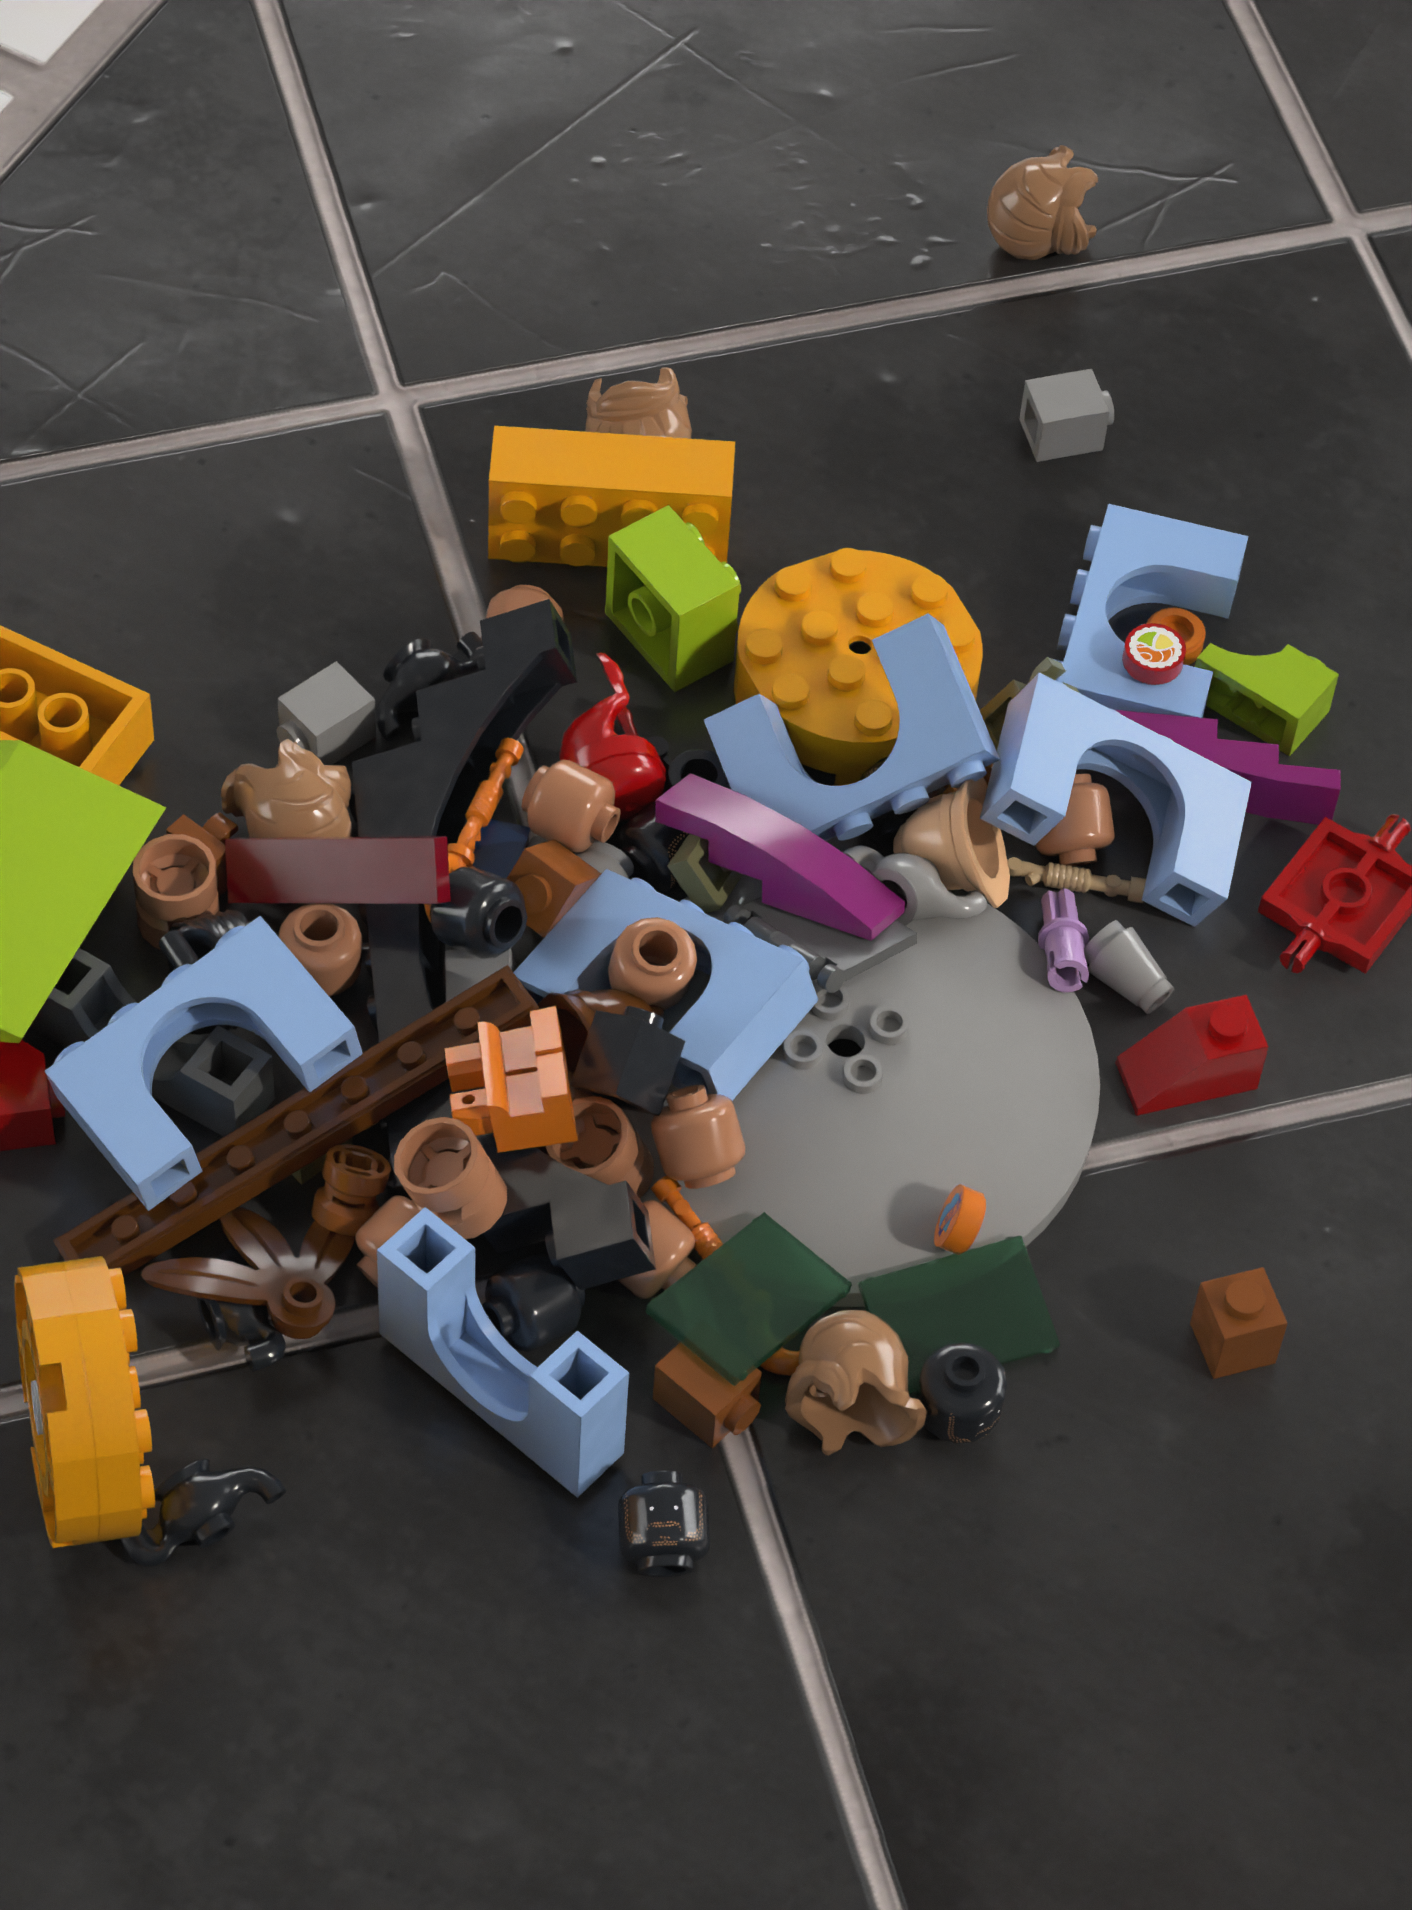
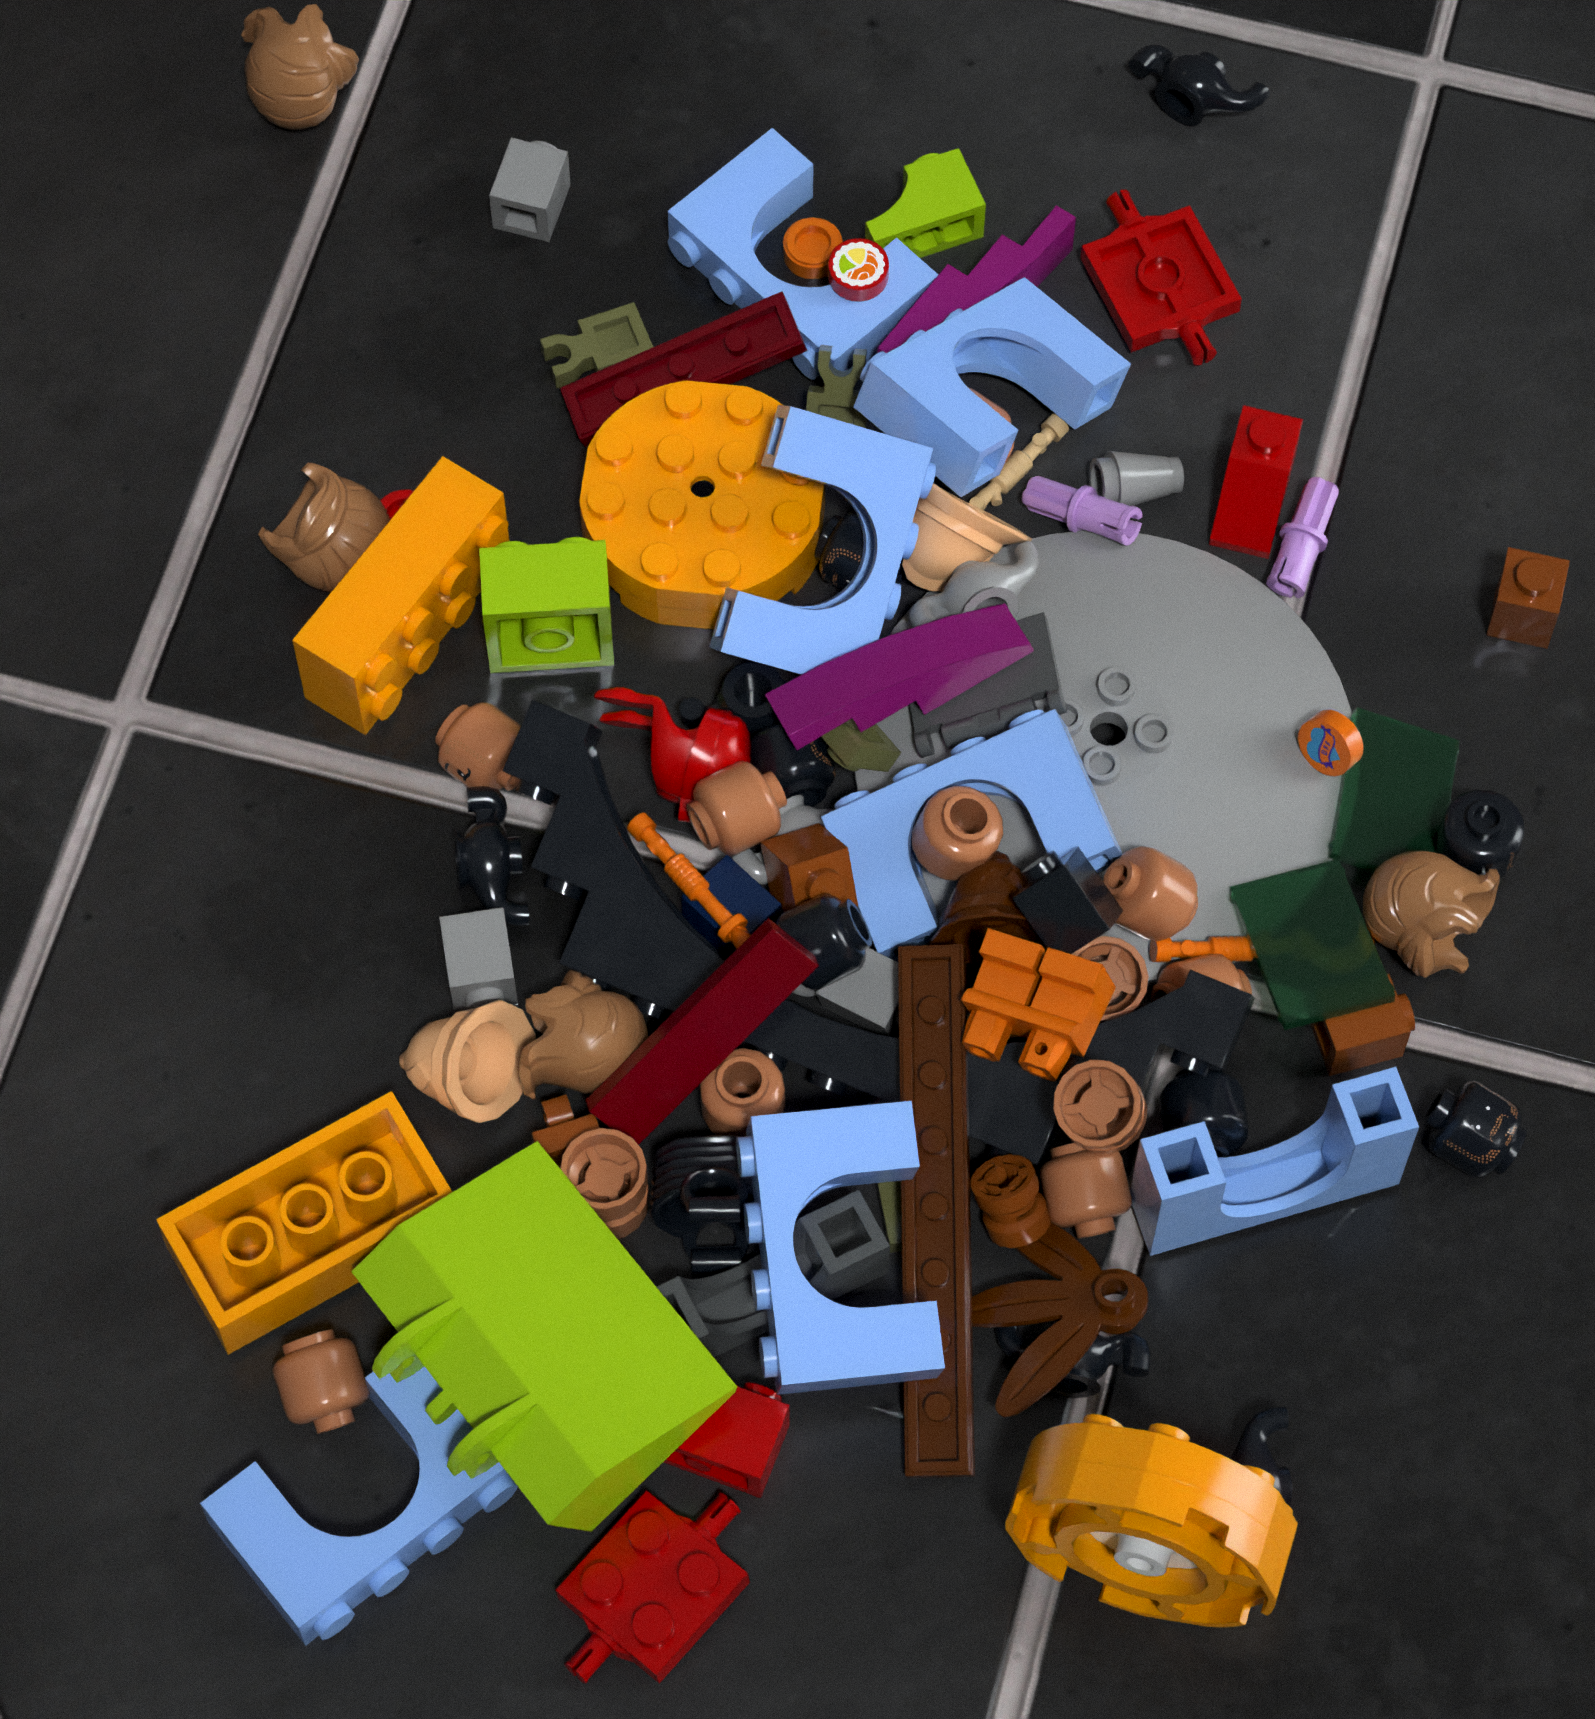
camera: 55 degrees left, 10 degrees up
(217, 740) = (471, 1060): none -> light nougat piece
(959, 537) = (600, 343): none -> olive plate
(994, 598) = (712, 354): none -> dark red tile
(1169, 1122) = (1303, 538): none -> lavender axle

